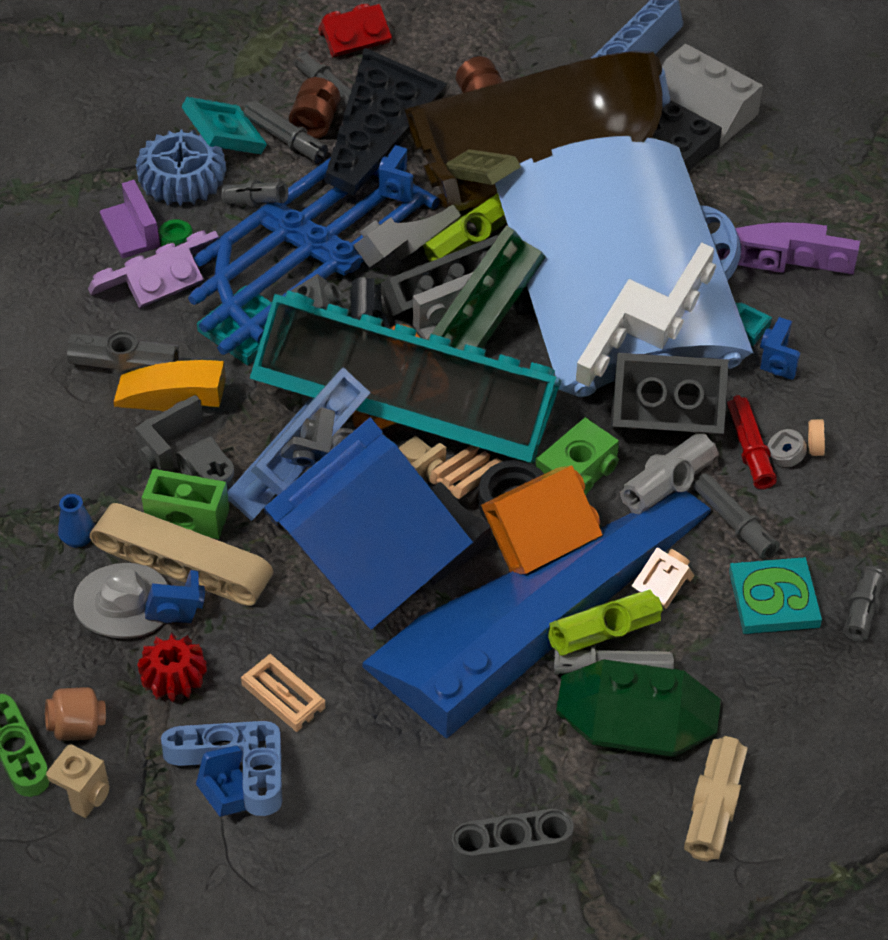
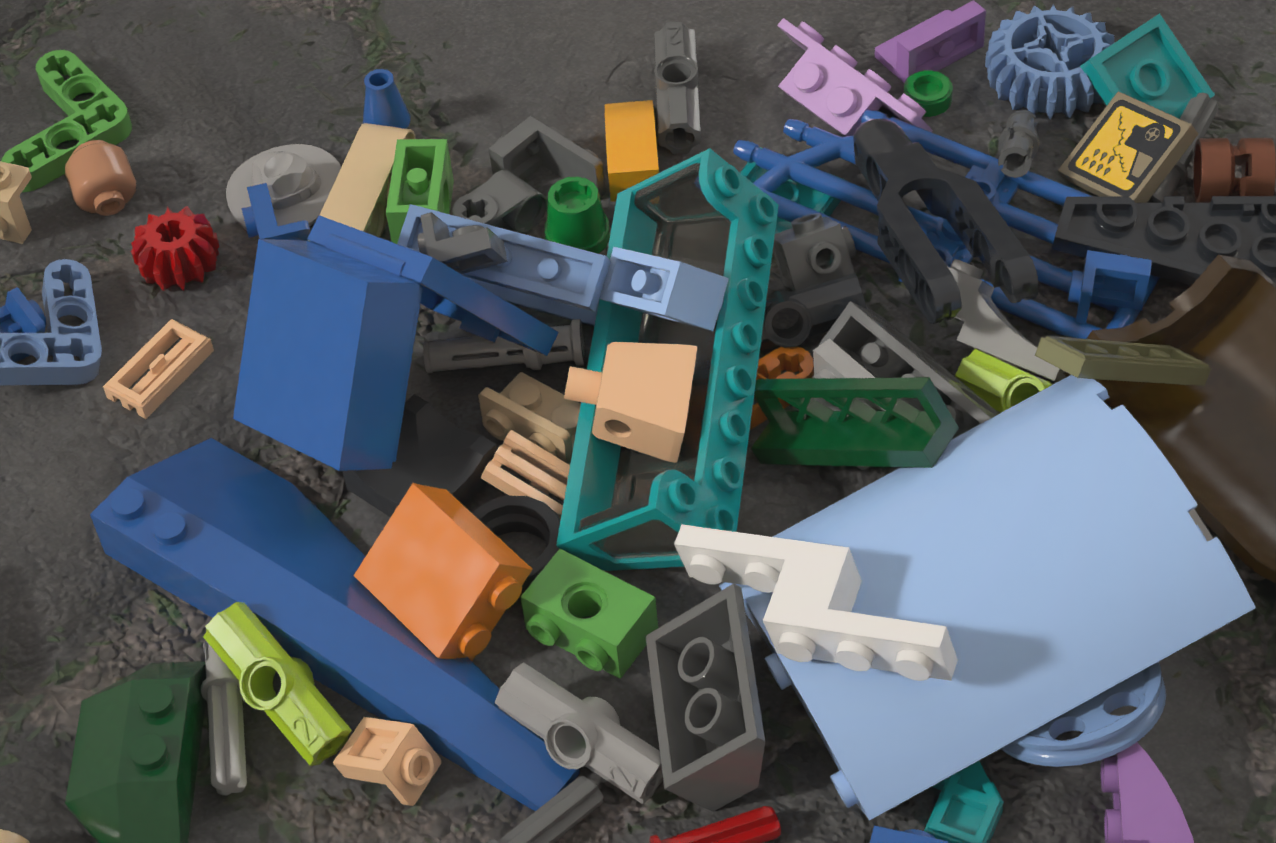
camera: 85 degrees right, 0 degrees up
(233, 426) = (576, 215): none -> green piece
(287, 144) = (1128, 150): none -> tile
(298, 235) = (898, 167): none -> black piece
(367, 350) = (664, 288): none -> light blue brick
(444, 386) = (639, 396): none -> light nougat torso

